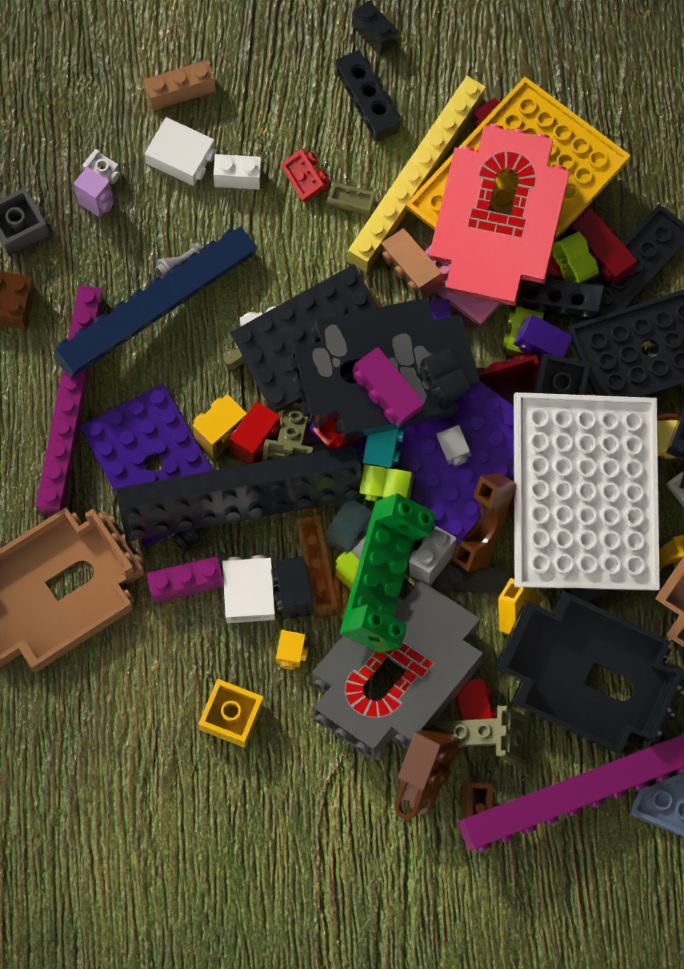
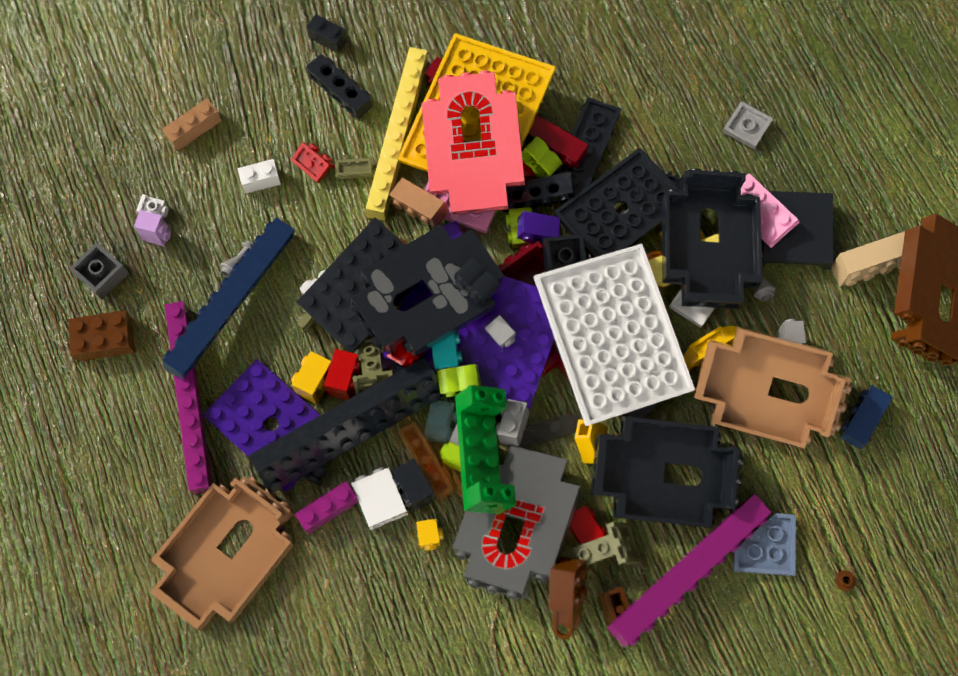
camera: 15 degrees left, 0 degrees up
(180, 151) = (209, 175): white brick -> none
(231, 713) = (399, 601): yellow brick -> none
(387, 387) = (435, 304): magenta brick -> none
(476, 548) = (546, 361): reddish brown arch -> none

